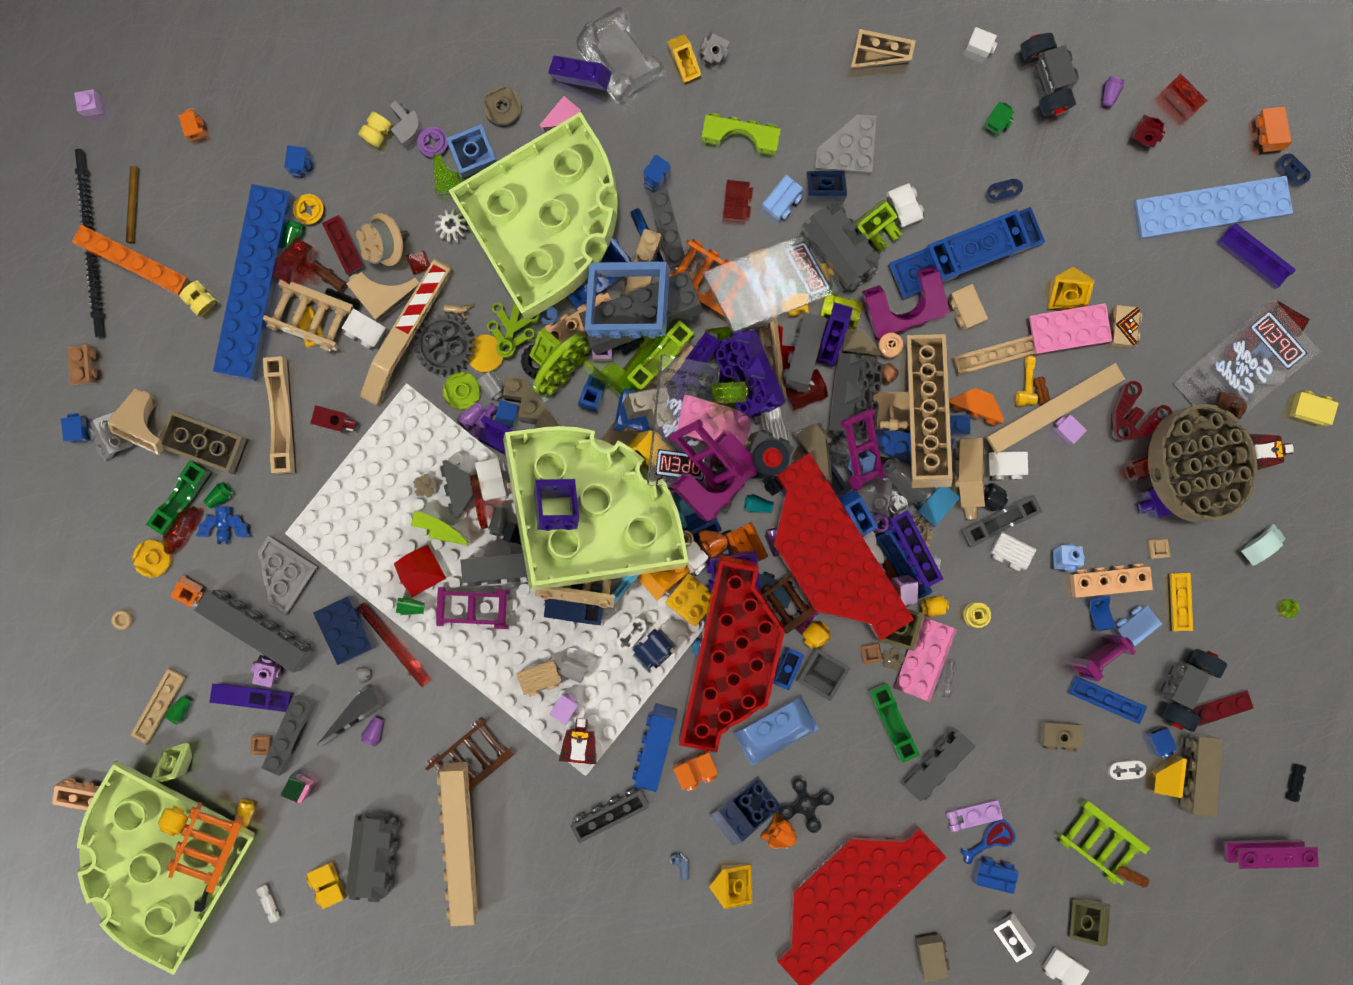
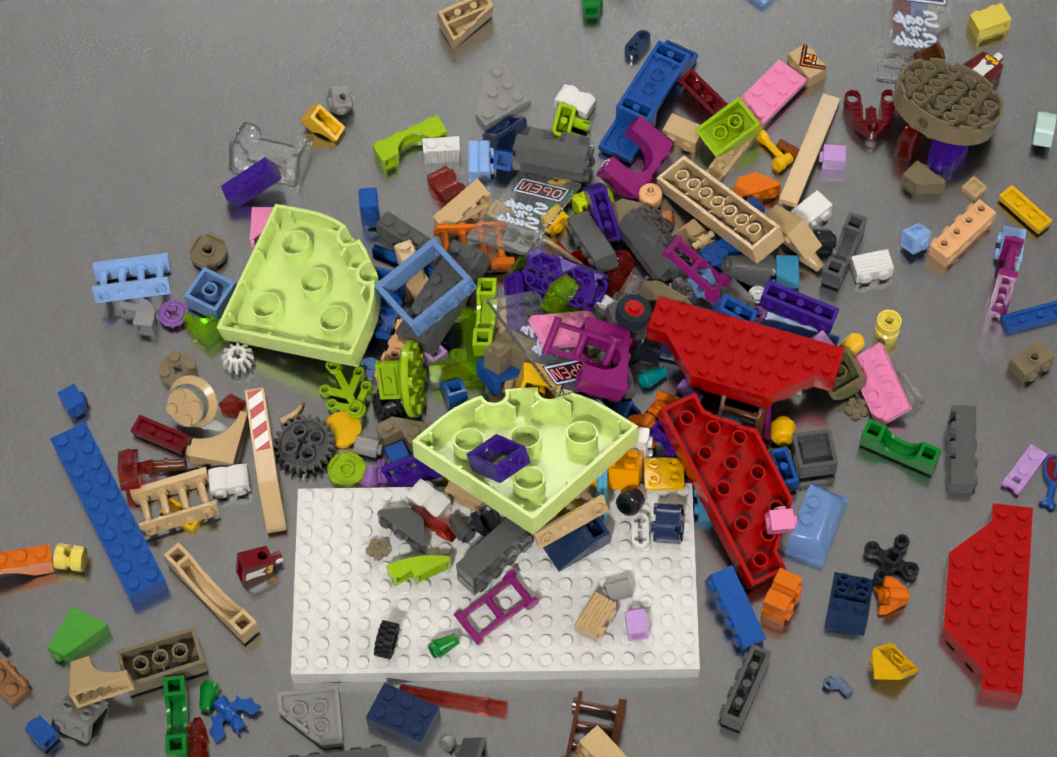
camera: 40 degrees left, 25 degrees down
(156, 367) = (76, 635): none -> bright green slope
(292, 230) = (110, 454): green cone -> none
(299, 208) = (107, 424): yellow gear -> none
(368, 571) = (386, 639): none -> black tyre
(375, 129) = (120, 334): light yellow wheel -> none
(401, 186) = (173, 361): none -> dark tan plate
(419, 570) = (427, 614): red slope -> none
(426, 70) = (131, 267): none -> light blue fence
(579, 744) = (673, 642): torso -> none
(642, 607) = (630, 501): none -> black head
(729, 235) = (465, 207): none -> tan wedge
(740, 717) = (780, 520): none -> bright pink brick
(760, 162) = (441, 150): none -> white brick
(801, 214) = (503, 158): none -> blue brick
(871, 653) = (836, 416): medium nougat tile -> none
(1004, 338) = (729, 128): none -> lime slope
(1015, 287) = (702, 92): none -> dark red brick
(1070, 290) = (745, 69): yellow slope -> none
(1101, 614) = (976, 260): blue bracket -> none
(1122, 508) = (922, 180): none -> dark tan slope

